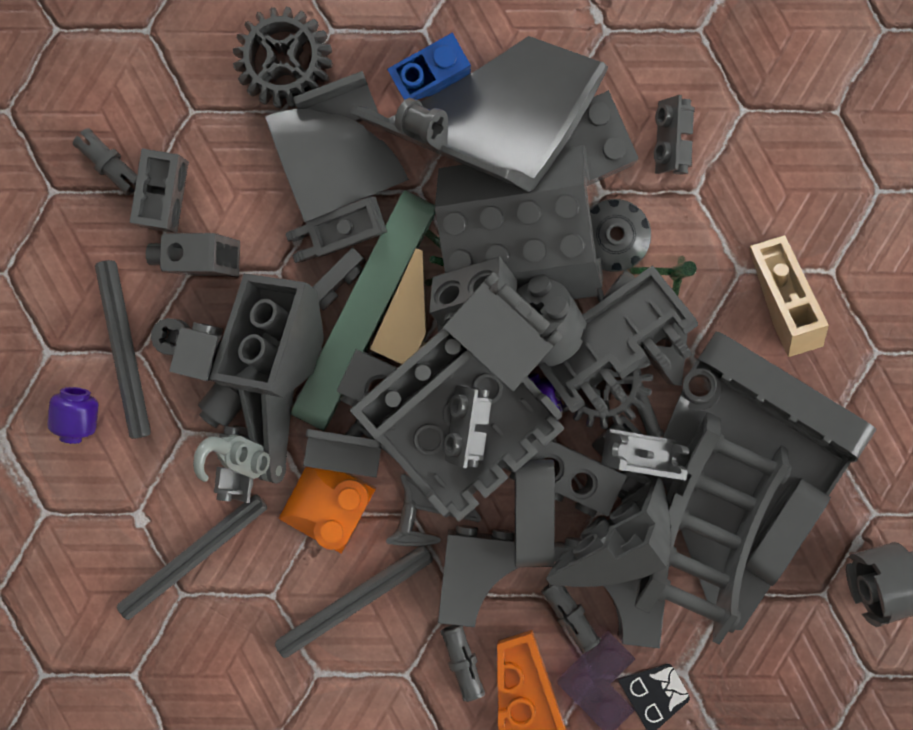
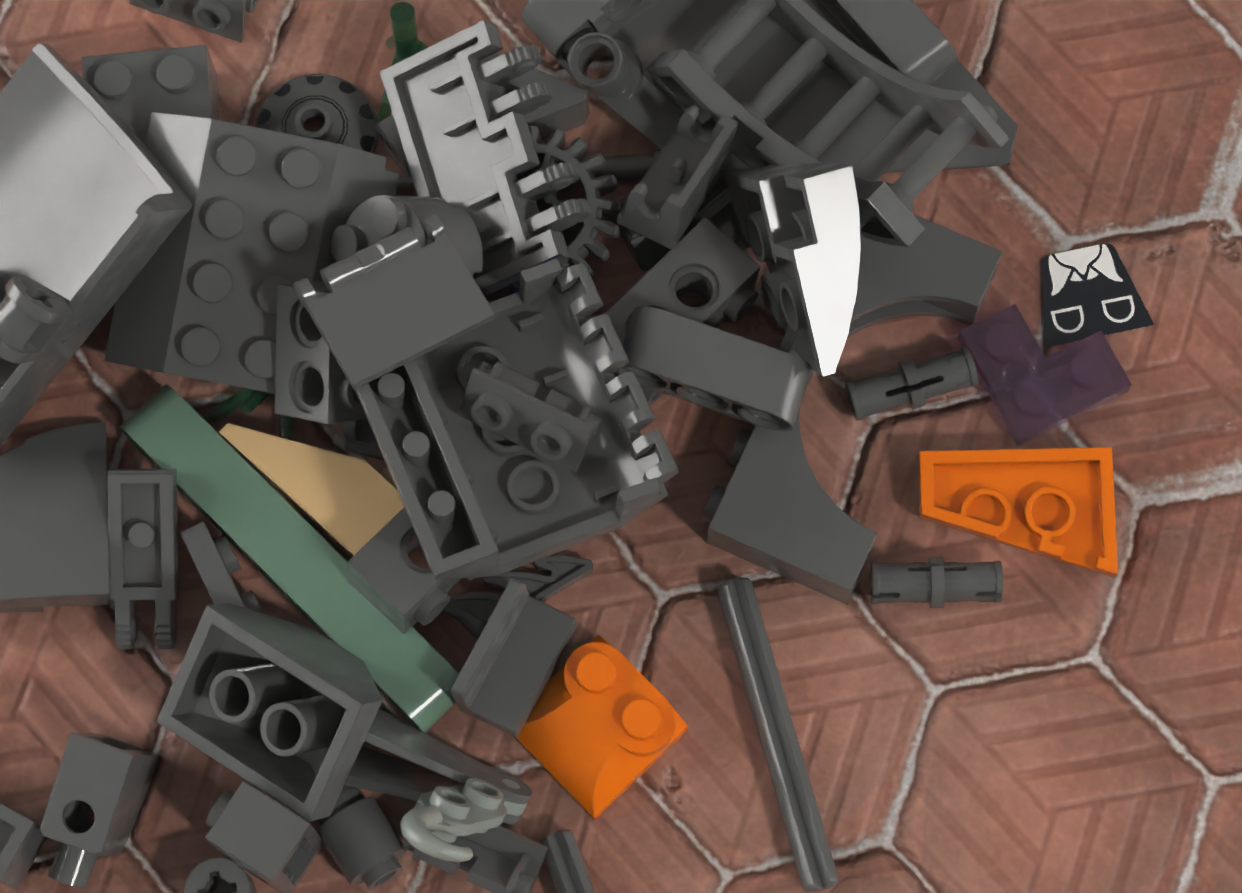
camera: 65 degrees left, 15 degrees down
(416, 499) = (637, 572): dark grey piece -> none

